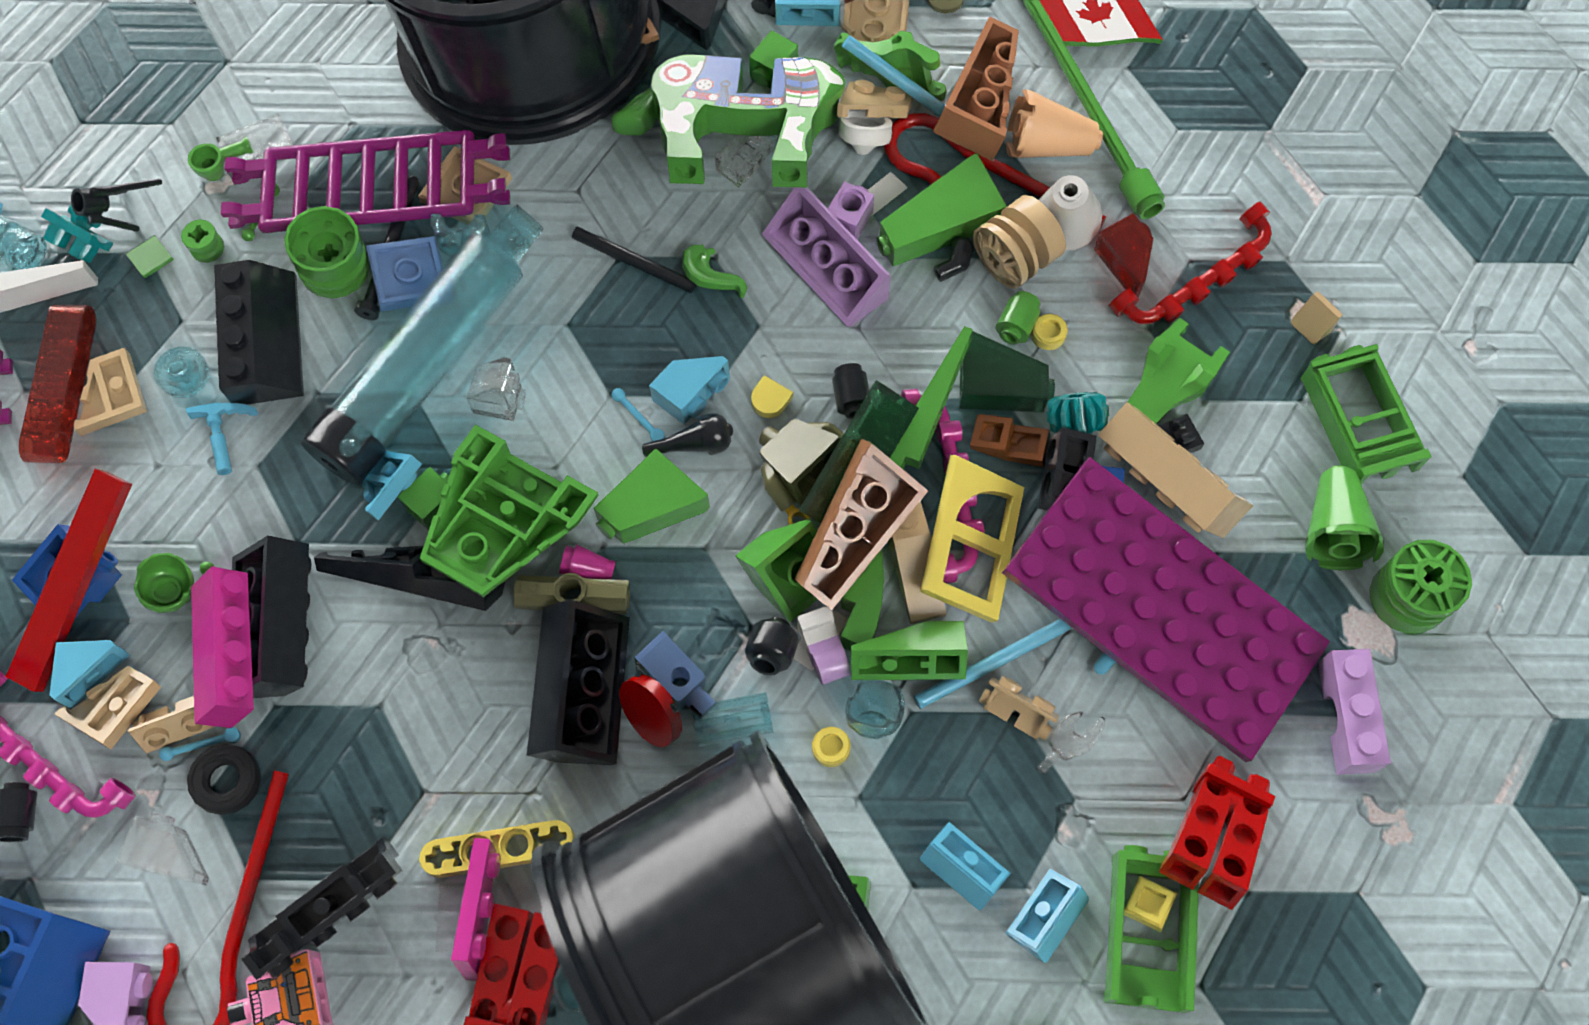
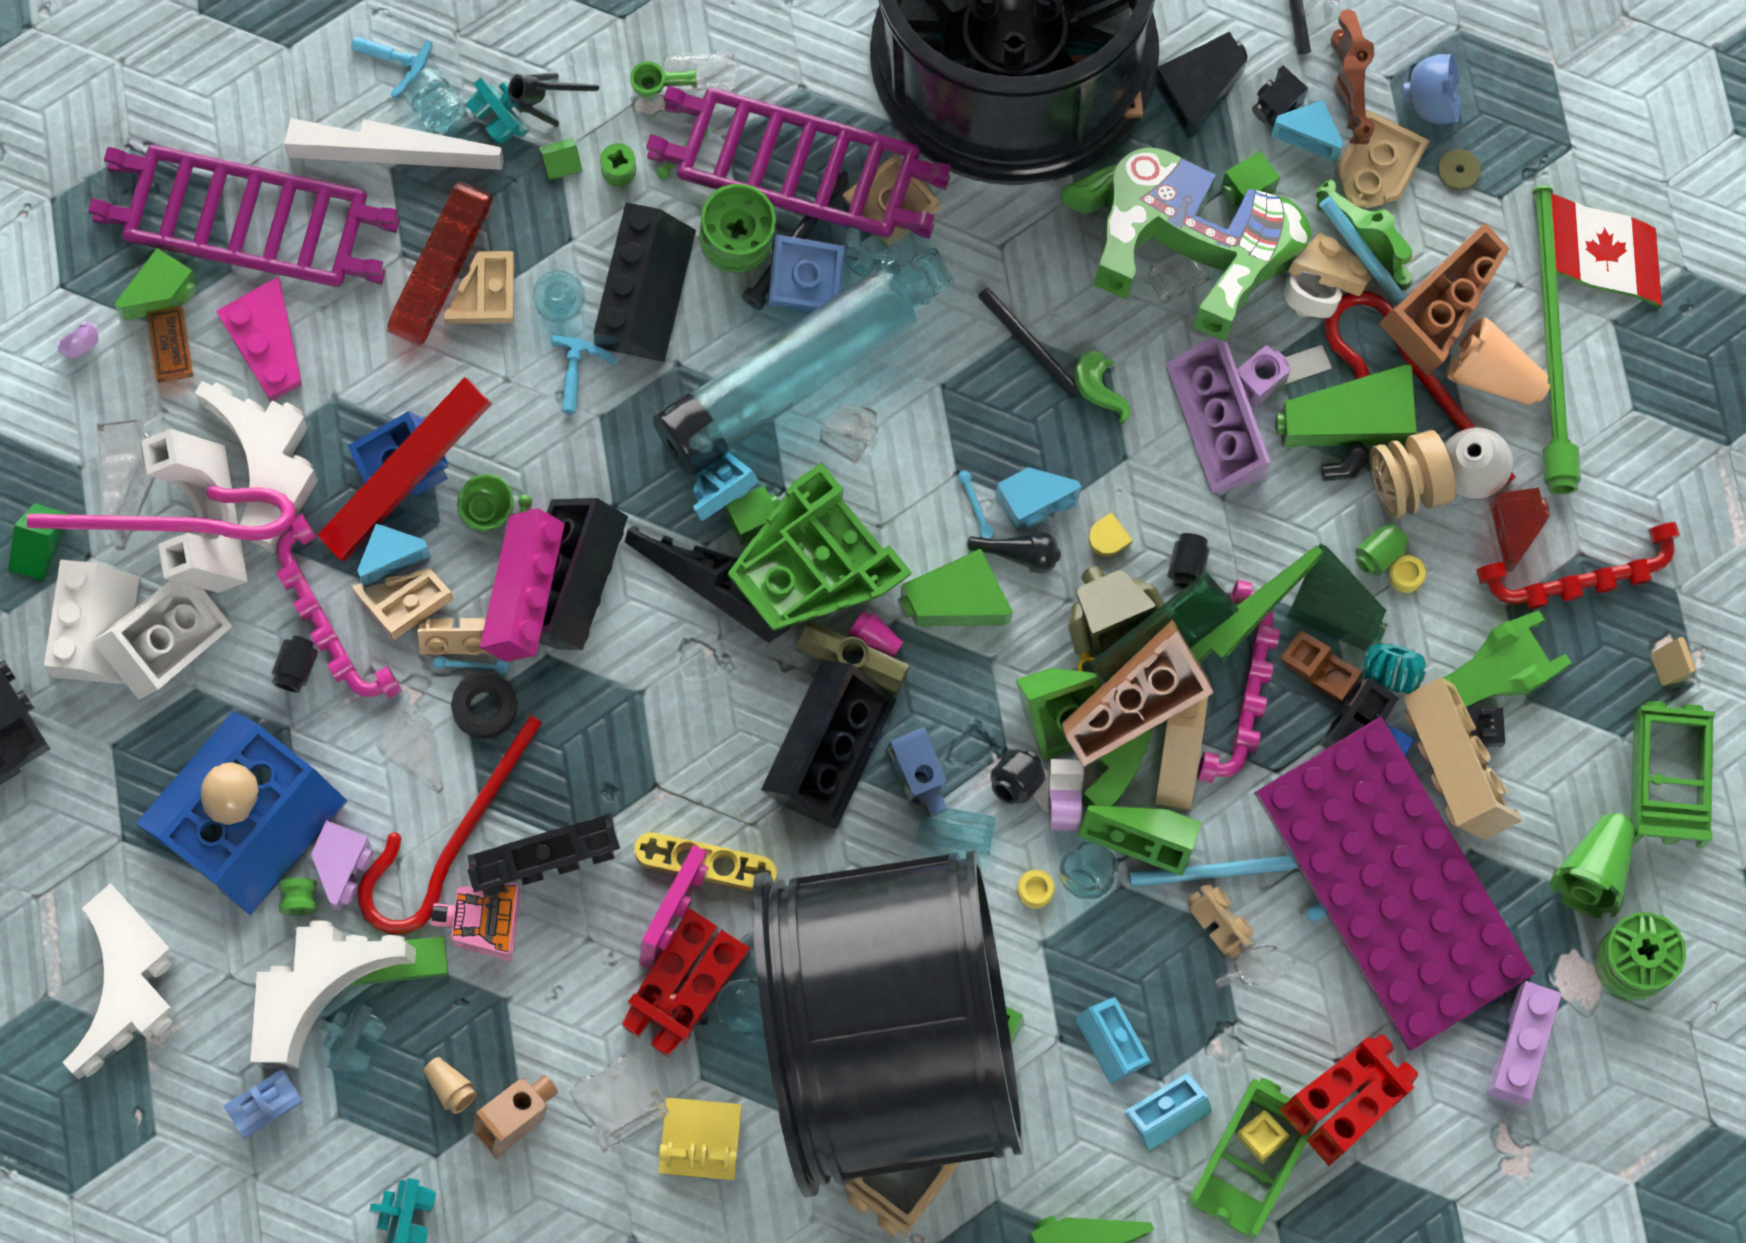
camera: 15 degrees right, 5 degrees up
(649, 710) = (885, 793): red tile -> none
(961, 483) = (1253, 693): light yellow window -> none

